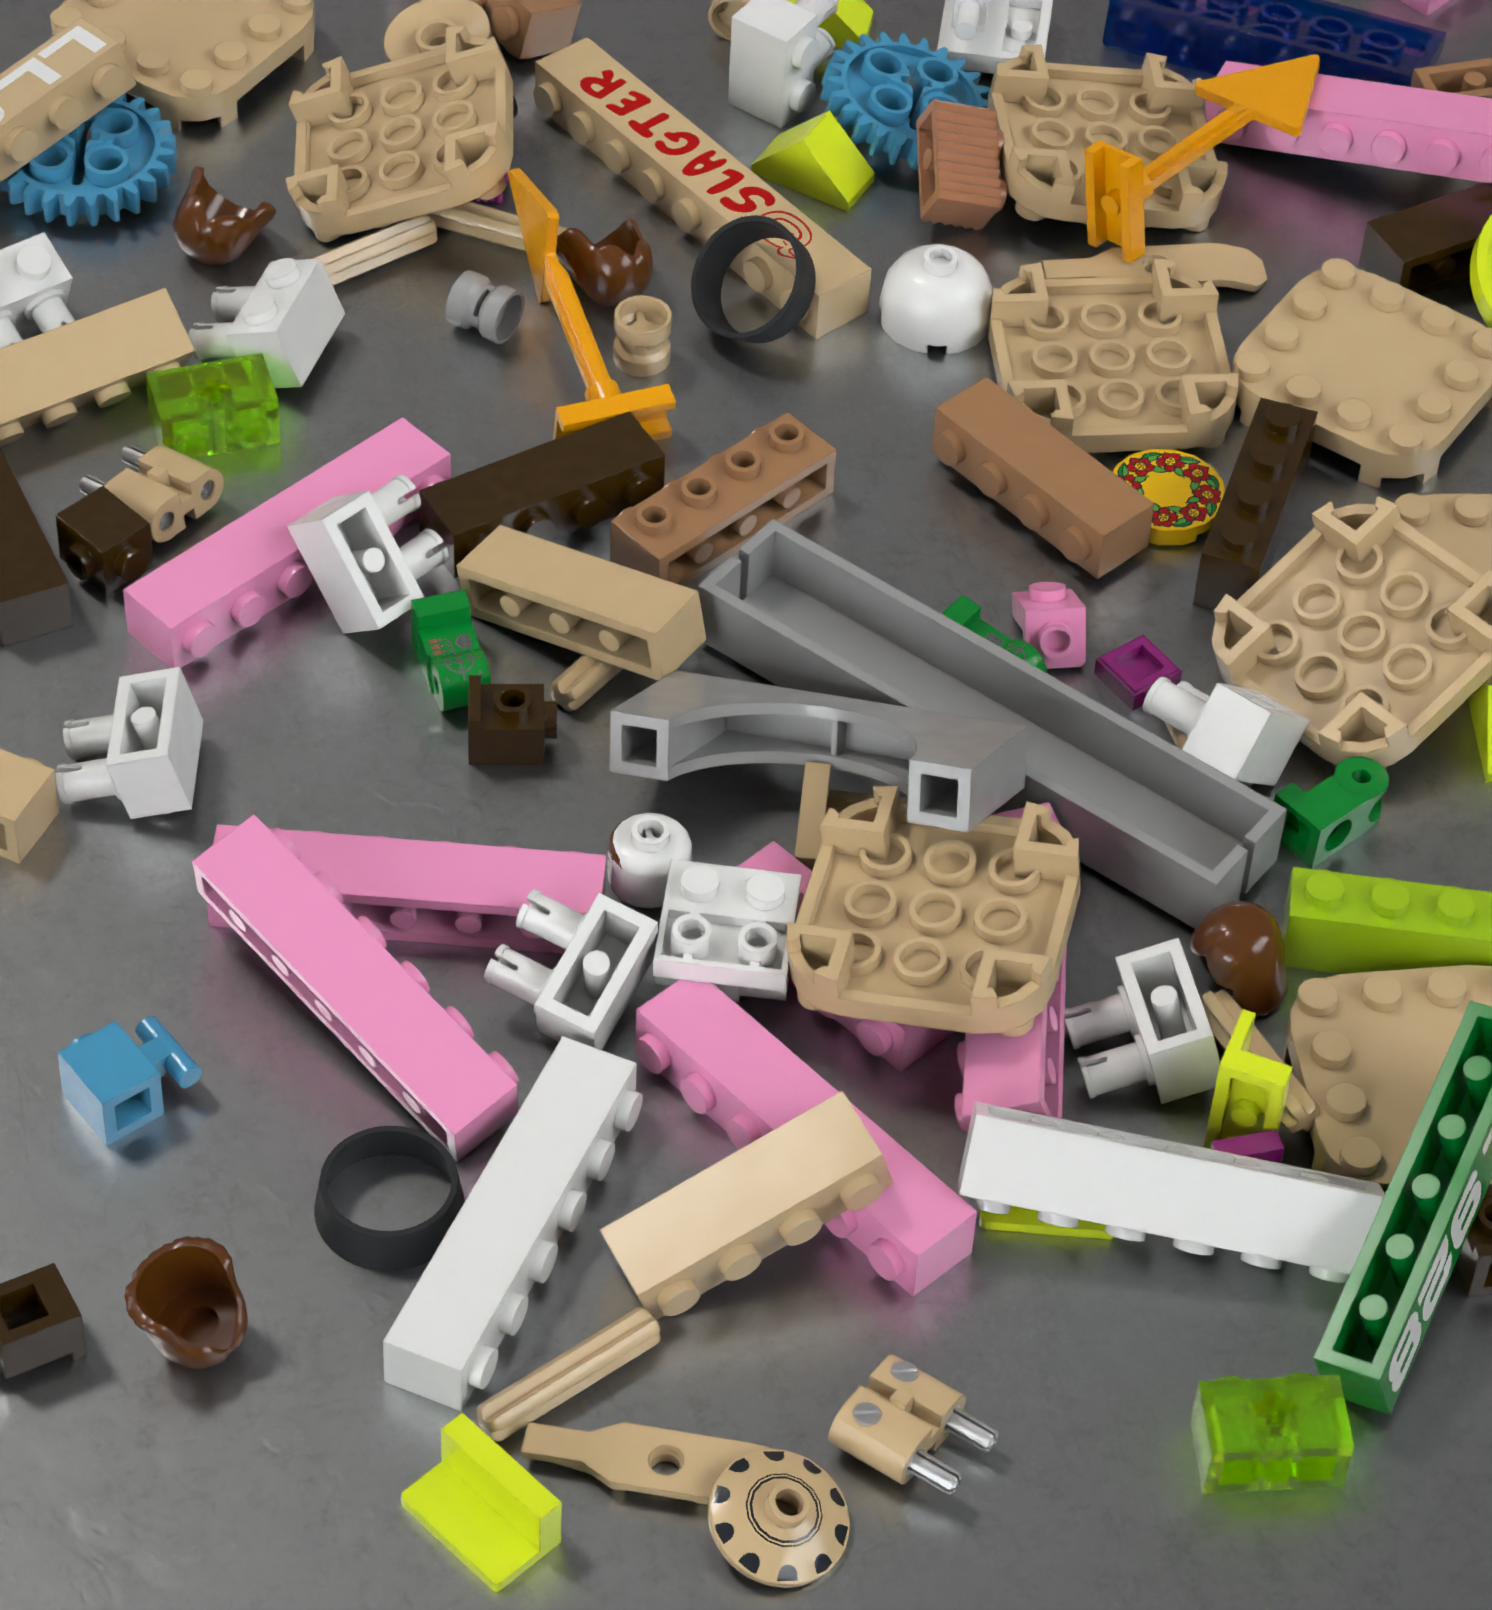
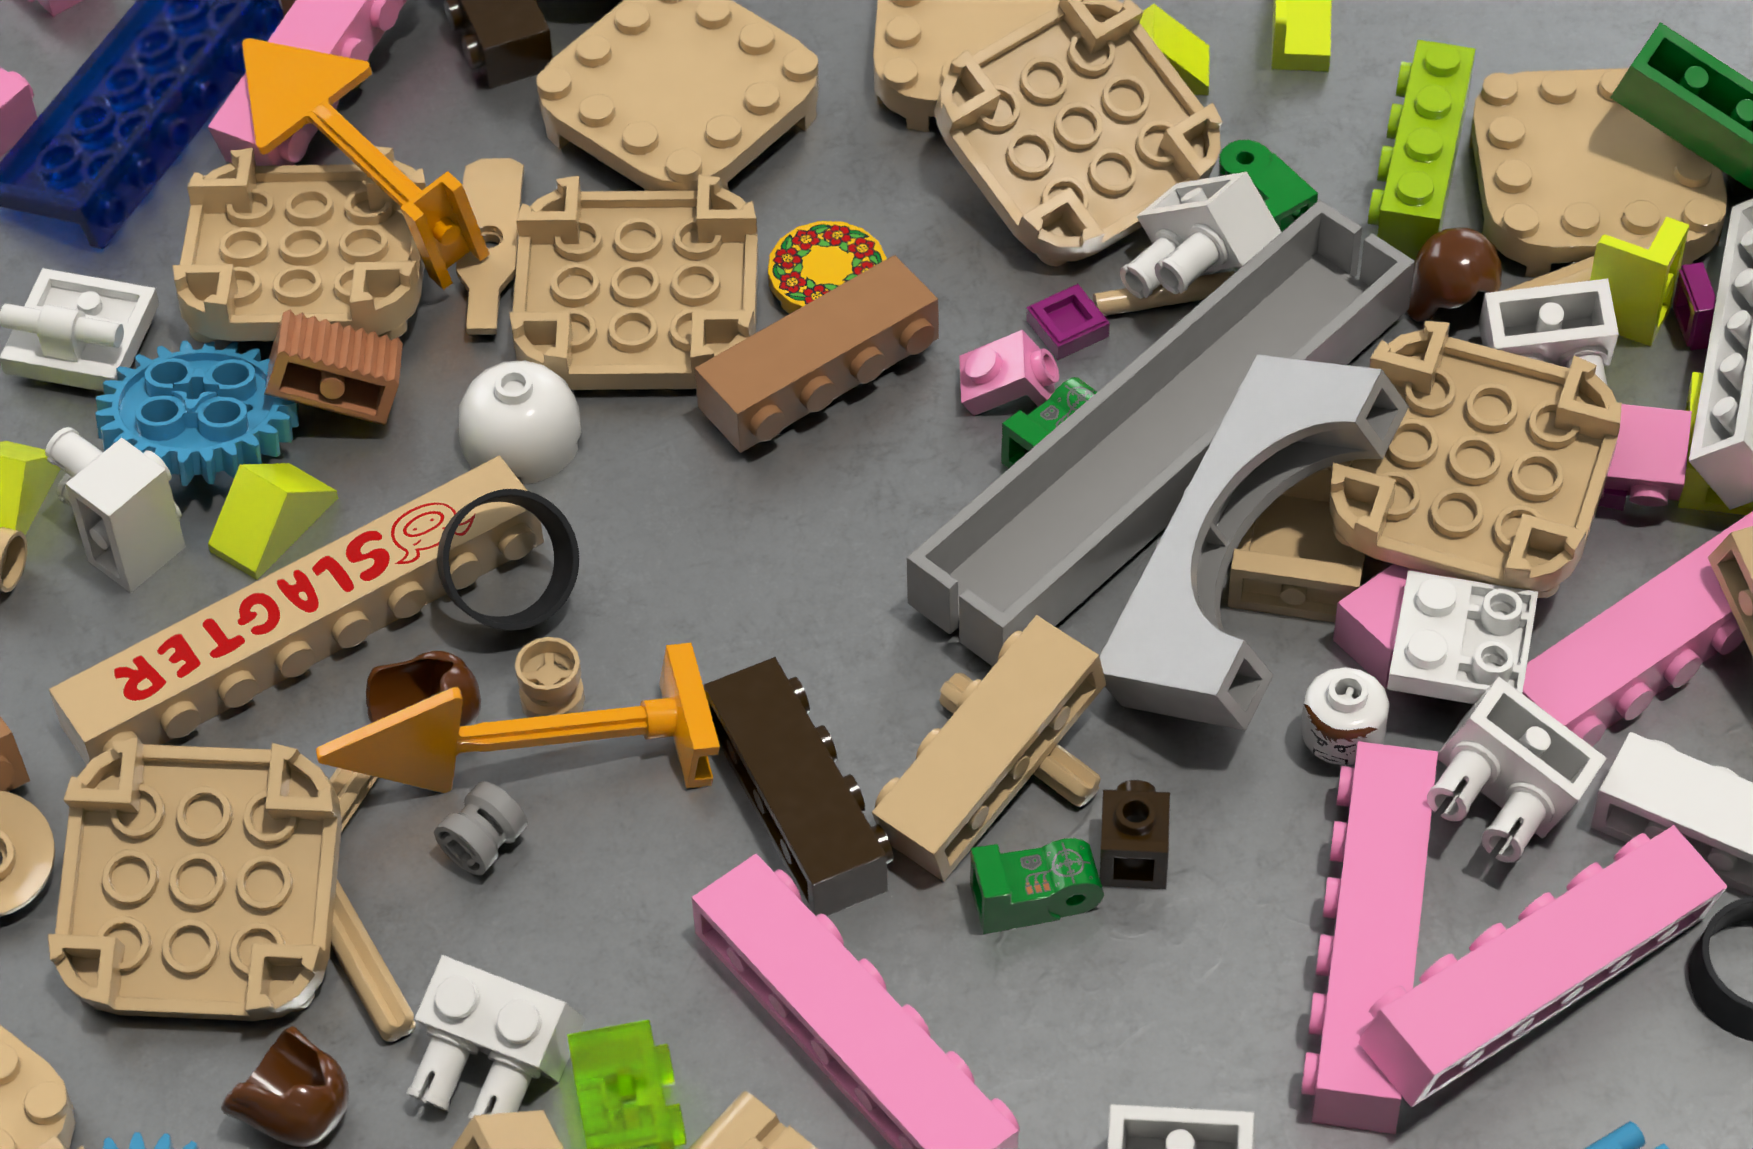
camera: 80 degrees left, 5 degrees up
(358, 560) = (919, 937): white brick -> none
(725, 502) = (827, 628): medium nougat brick -> none
(1256, 502) = (889, 196): dark brown brick -> none

